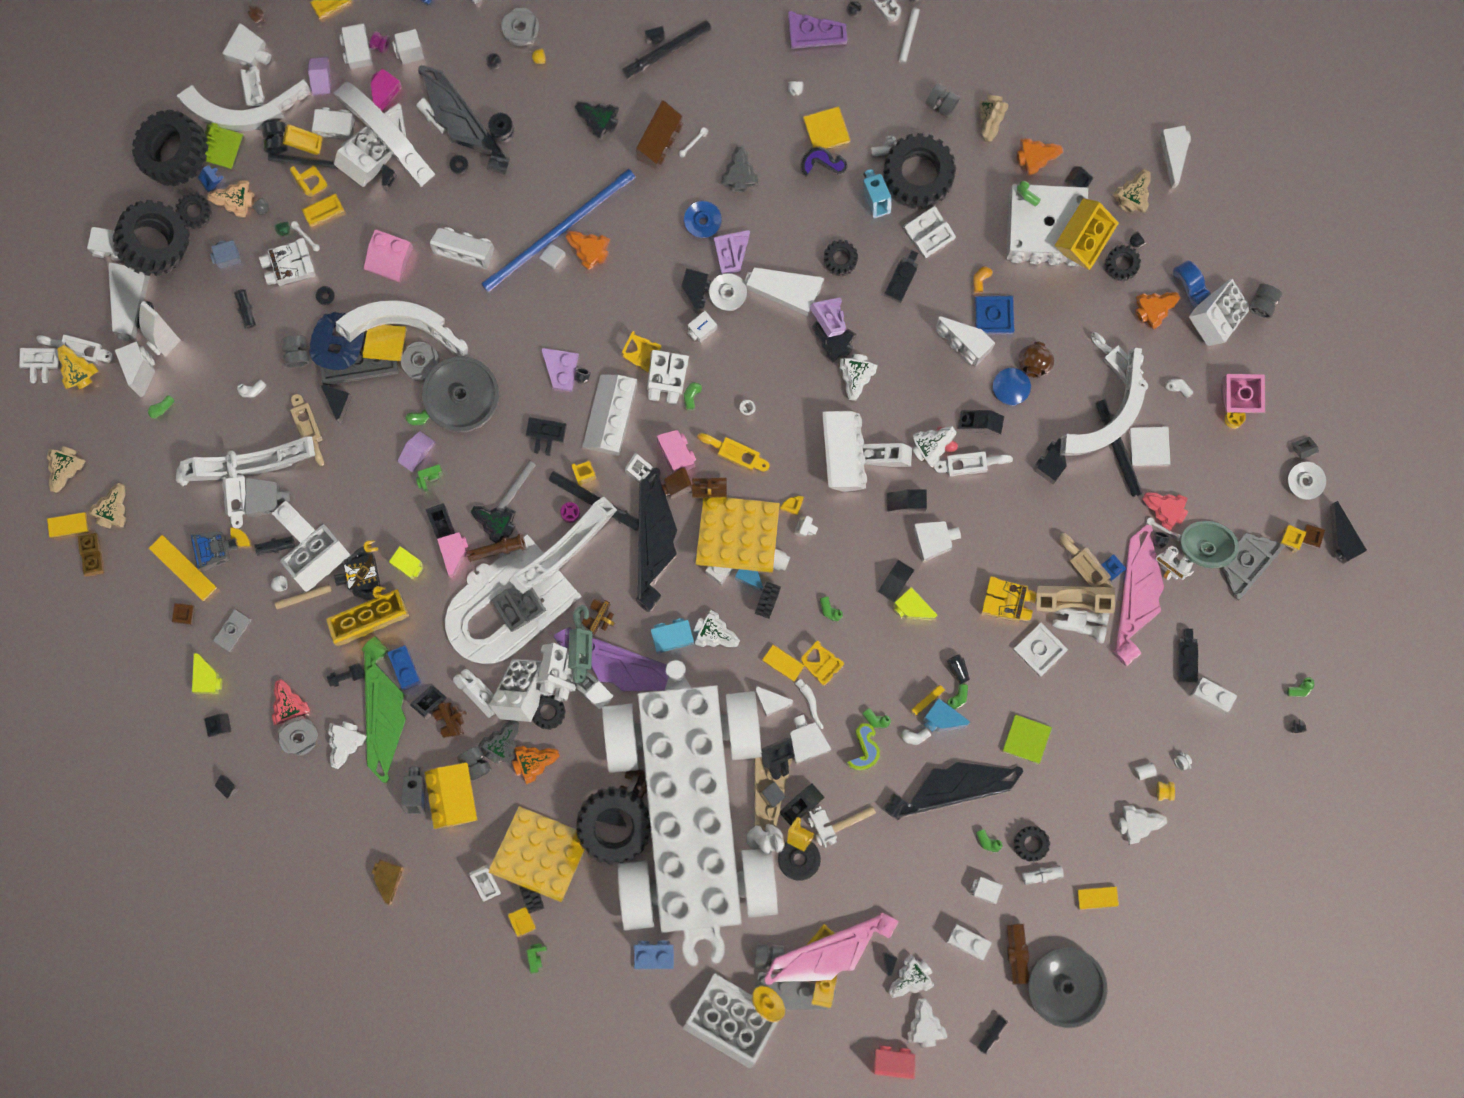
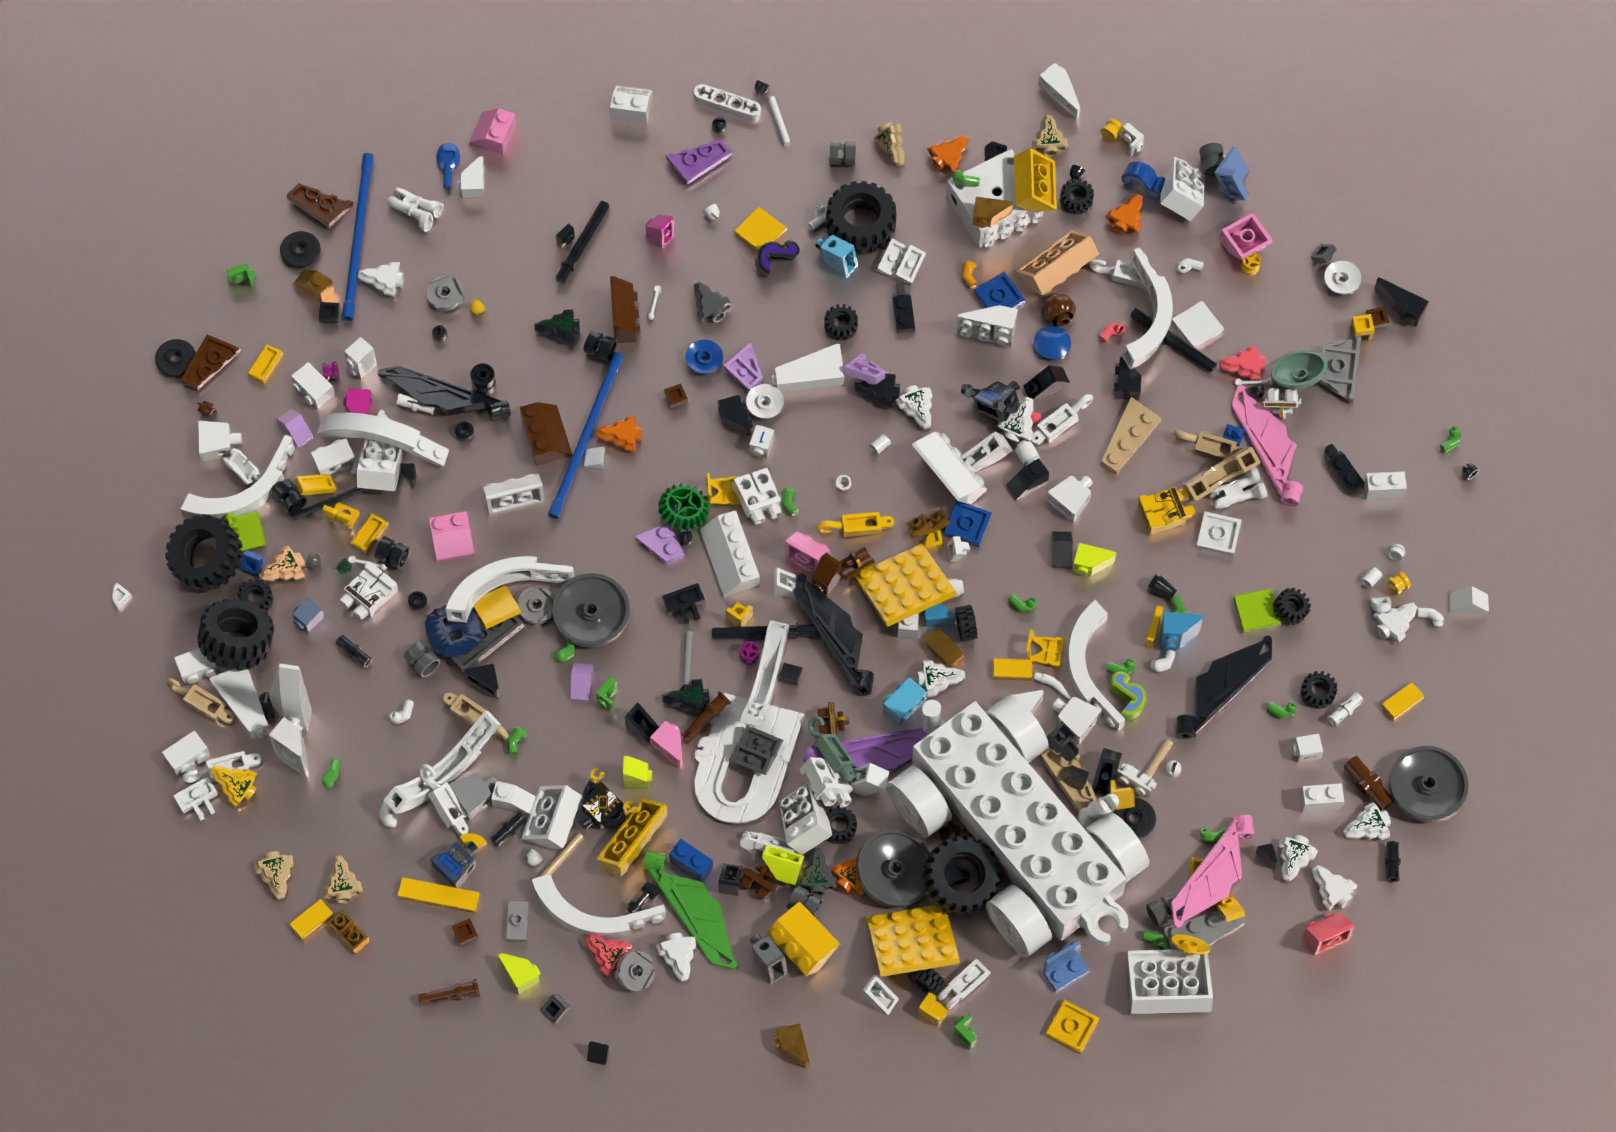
camera: 30 degrees left, 15 degrees down
(53, 317) = (186, 753): none -> white brick
(85, 142) = (120, 596): none -> white tile
(93, 277) = (200, 700): none -> tan piece
(145, 662) = (458, 991): none -> reddish brown pin
(270, 639) = (587, 924): none -> white arch
(327, 237) = (389, 551): none -> black wheel
(327, 468) = (515, 735): none -> bright green arm
(476, 719) = (783, 864): none -> neon yellow slope
(524, 207) = (545, 432): none -> reddish brown slope
(563, 914) = (965, 983): none -> white hinge
(564, 779) = (892, 868): none -> dark grey dish
(593, 551) = (790, 674): none -> black slope
(600, 355) = (681, 515): none -> green gear
(619, 154) = (605, 349): none -> black wheel
(628, 1007) = (1072, 1026): none -> yellow tile
(656, 240) = (675, 395): none -> reddish brown plate
(736, 608) = (944, 647): none -> pearl gold slope
(738, 78) = (660, 229): none -> dark pink slope
(748, 978) = (1157, 939): none -> bright green arm
(791, 488) = (923, 526): none -> pearl gold slope
(802, 390) = (880, 444): none -> white hinge
(830, 509) = (967, 523): none -> blue tile
(853, 916) = (1211, 837): none -> bright green arm
(858, 832) = (1177, 770): none -> white hinge
(865, 666) = (1083, 630): none -> white arch
(922, 477) = (1026, 452): none -> white brick
(925, 410) = (995, 400): none -> torso
(994, 990) = (1370, 824): none -> white rock
(1025, 511) = (1130, 433): none -> tan wing
(1028, 238) = (990, 211): none -> pearl gold slope
(1065, 315) = (1058, 262): none -> light nougat slope
(1068, 759) = (1287, 614): none -> black tyre
(1070, 405) = (1110, 330): none -> coral arm
(1137, 800) = (1380, 604): none -> white tile
(1176, 835) = (1431, 613): none -> white arm
(1195, 218) = (1111, 129): none -> yellow wheel
(1208, 234) = (1133, 136): none -> white bracket
(1216, 844) = (1469, 601): none -> white slope
(1273, 324) = (1231, 174): none -> medium blue bracket

